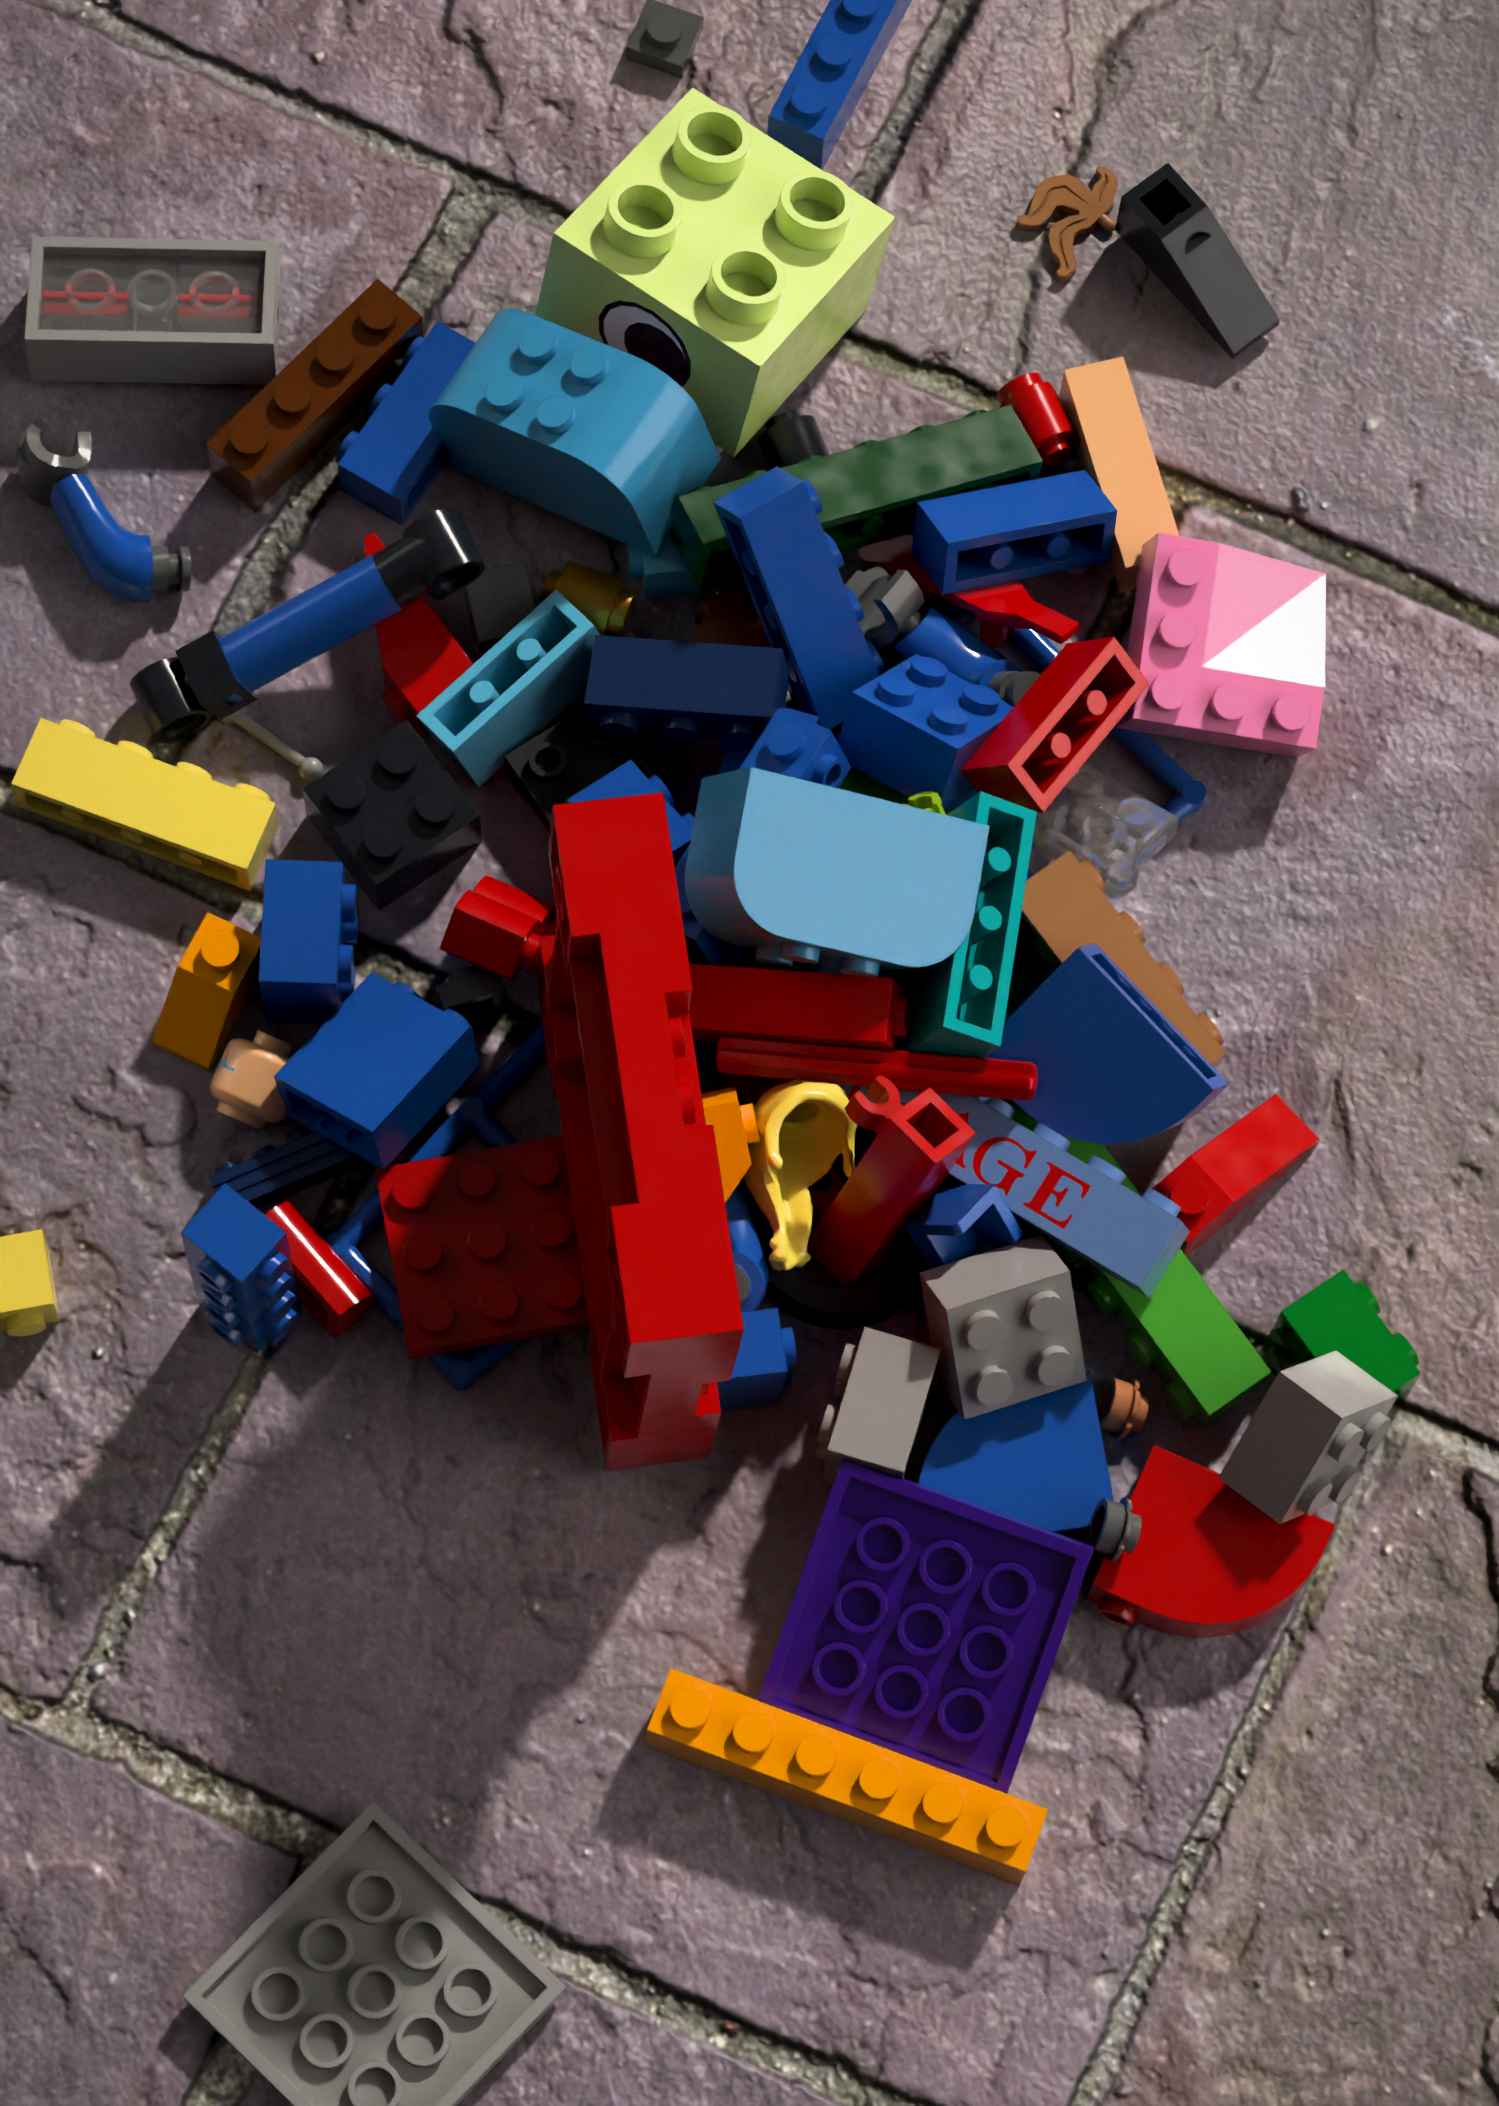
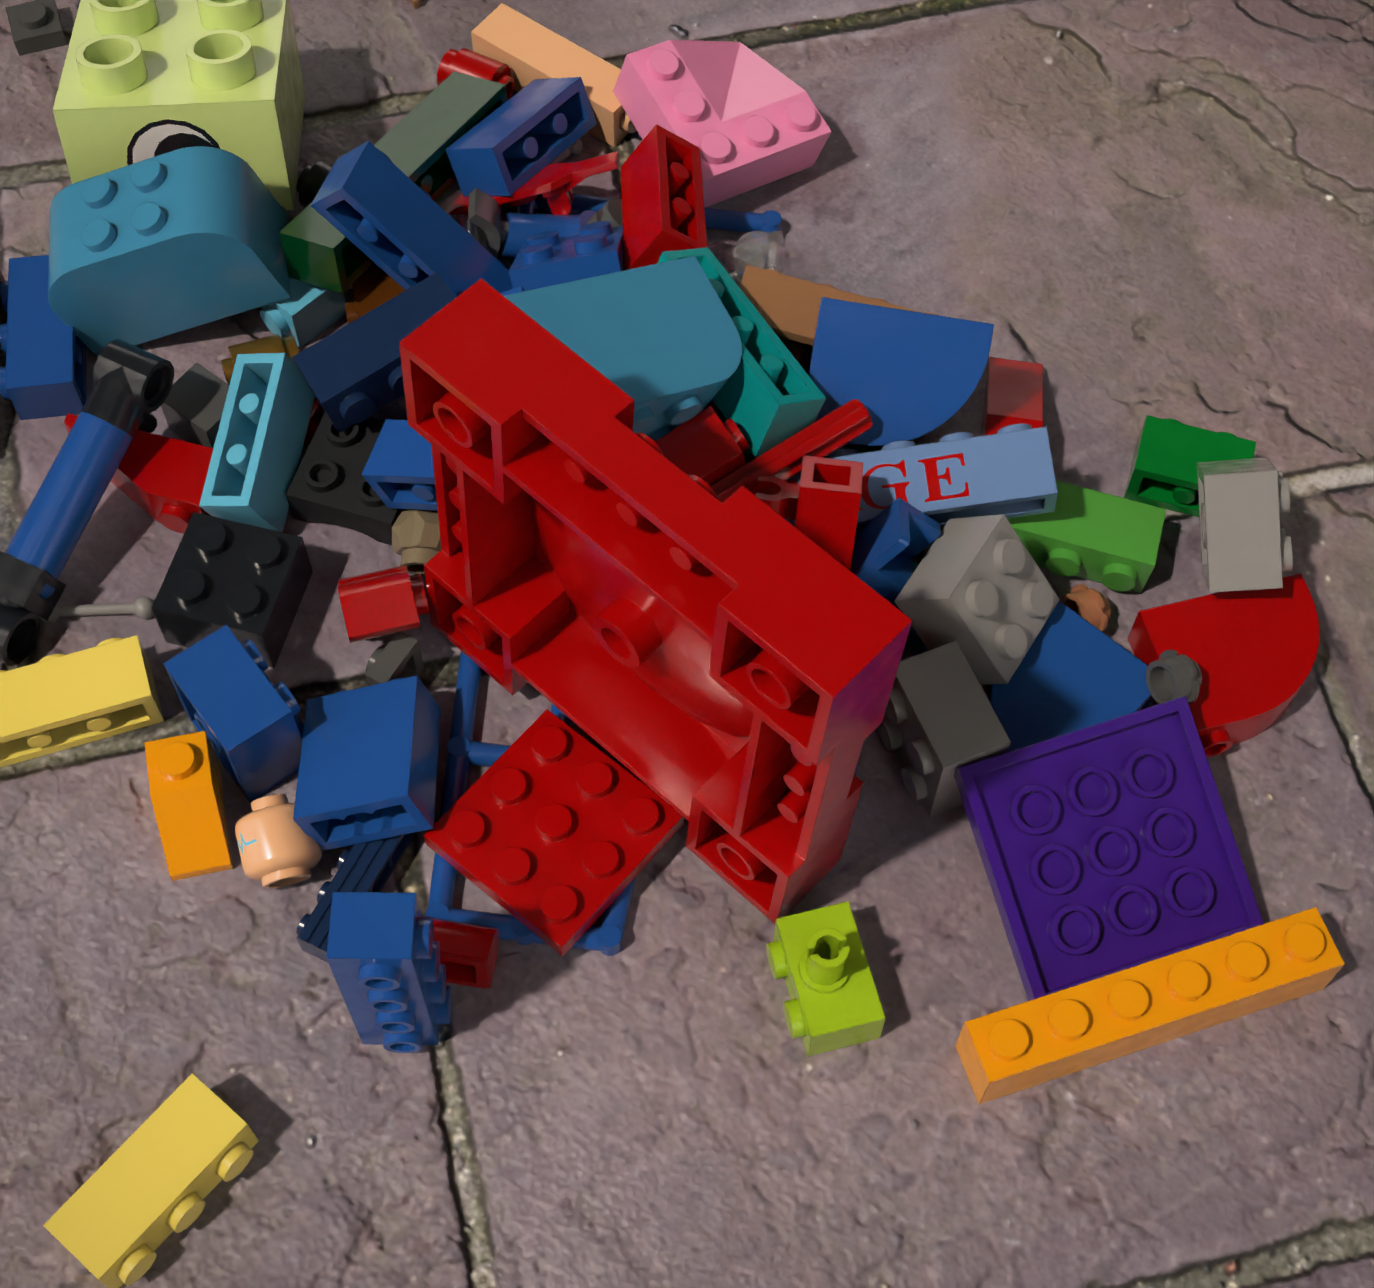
camera: 35 degrees left, 10 degrees down
(603, 1546) = (826, 979): none -> lime brick

